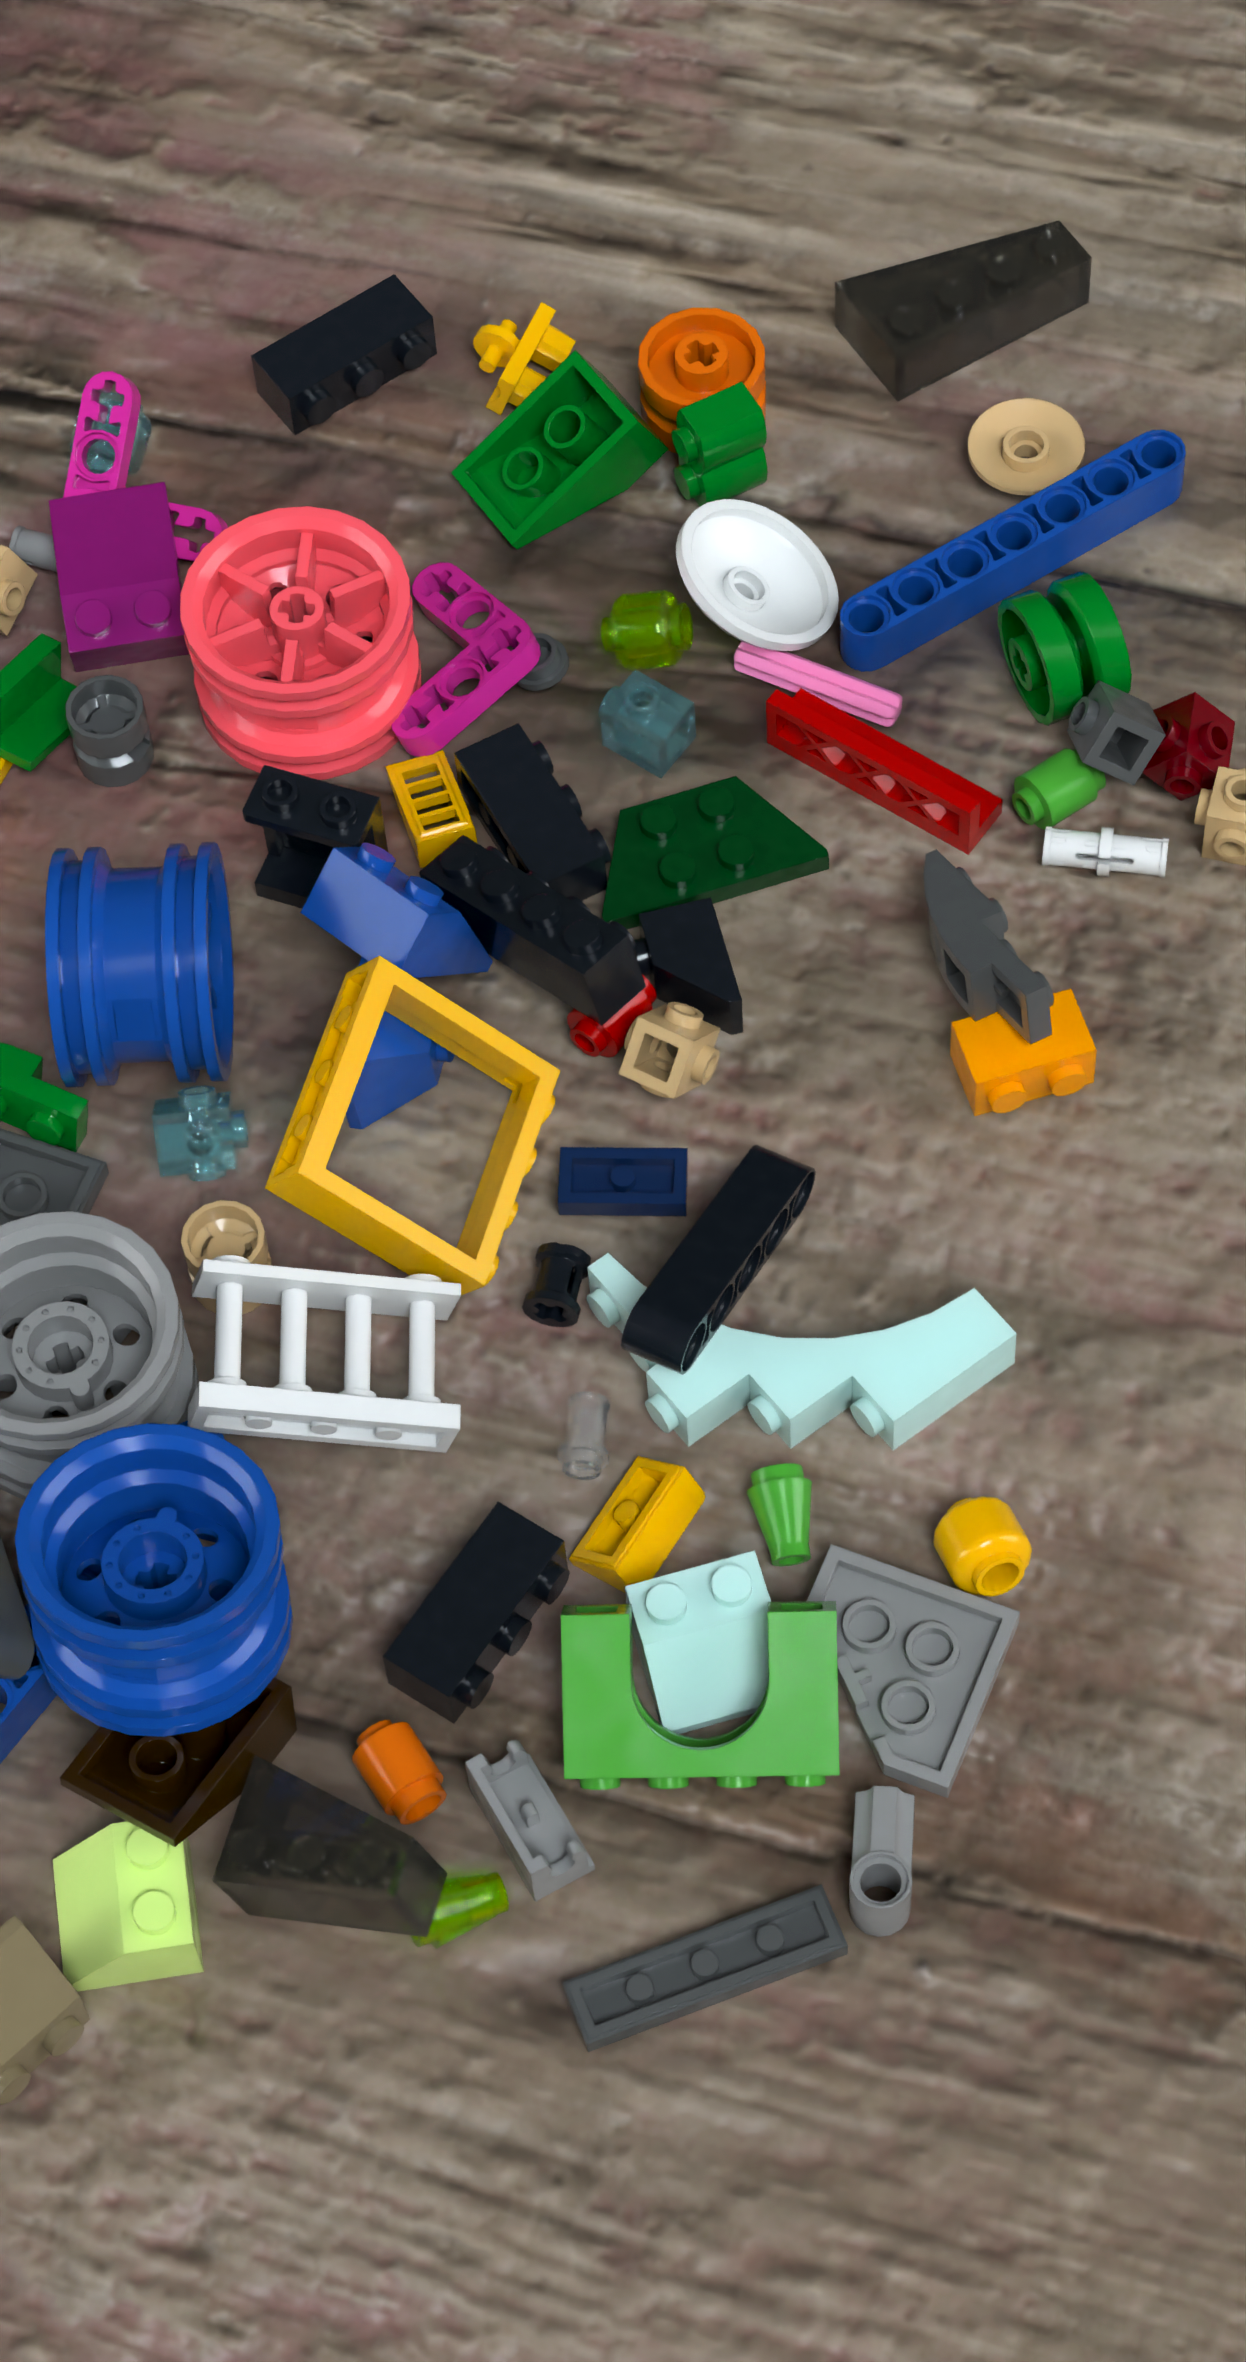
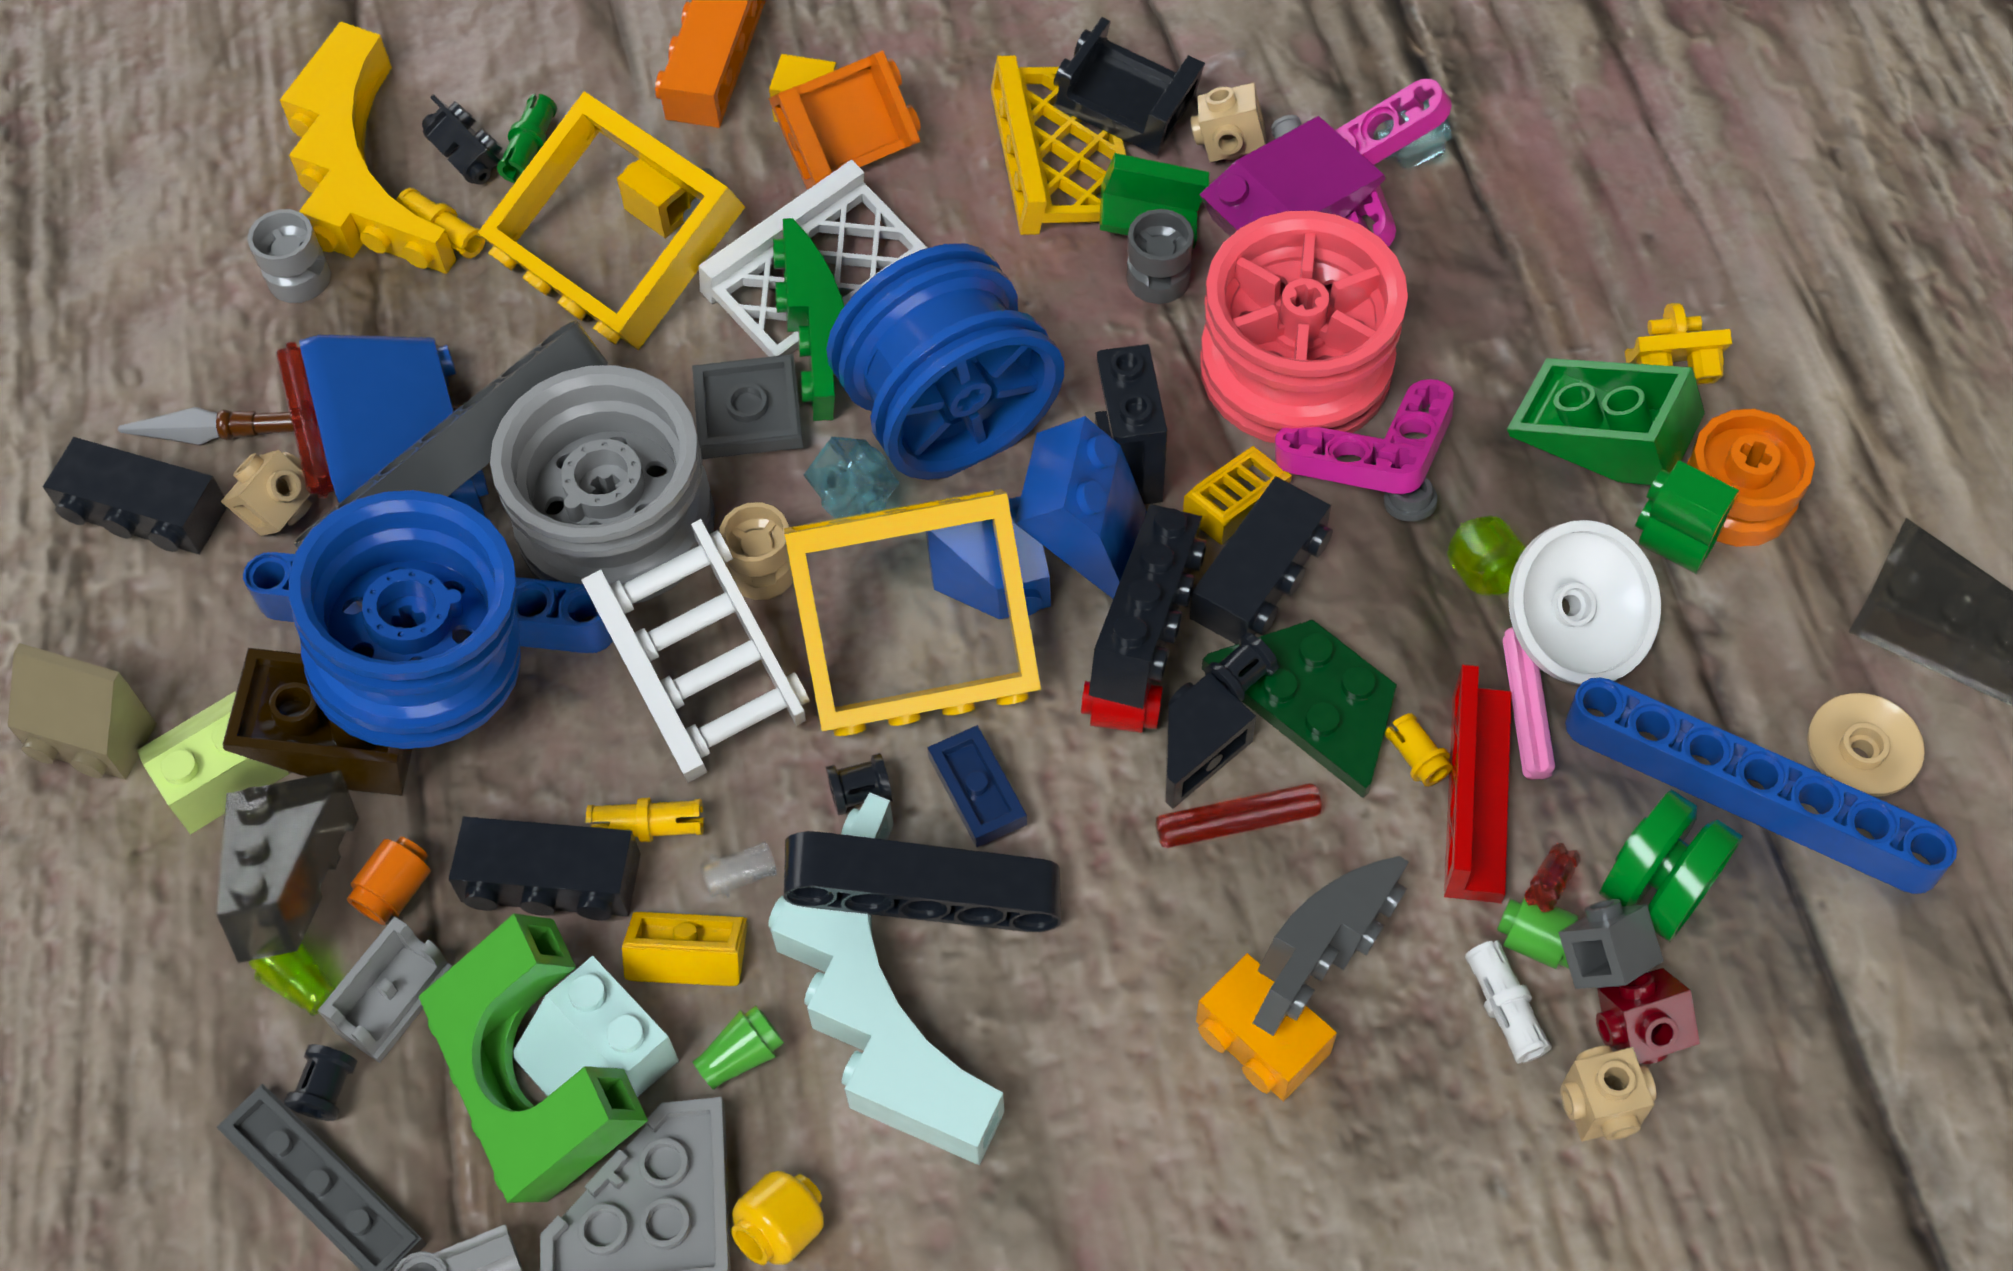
camera: 60 degrees right, 0 degrees up
(344, 354) = (1595, 235): black brick -> none
(473, 1498) = (649, 818): none -> yellow pin
(597, 1919) = (321, 1082): none -> black bush
(647, 723) = (1402, 598): clear light blue brick -> none
(647, 880) = (1244, 665): none -> black bush
(654, 1054) = (1103, 758): tan brick -> none
(789, 976) = (1238, 815): none -> clear red axle
(815, 793) = (1426, 760): none -> yellow pin
(1015, 748) = (1552, 877): none -> clear red axle

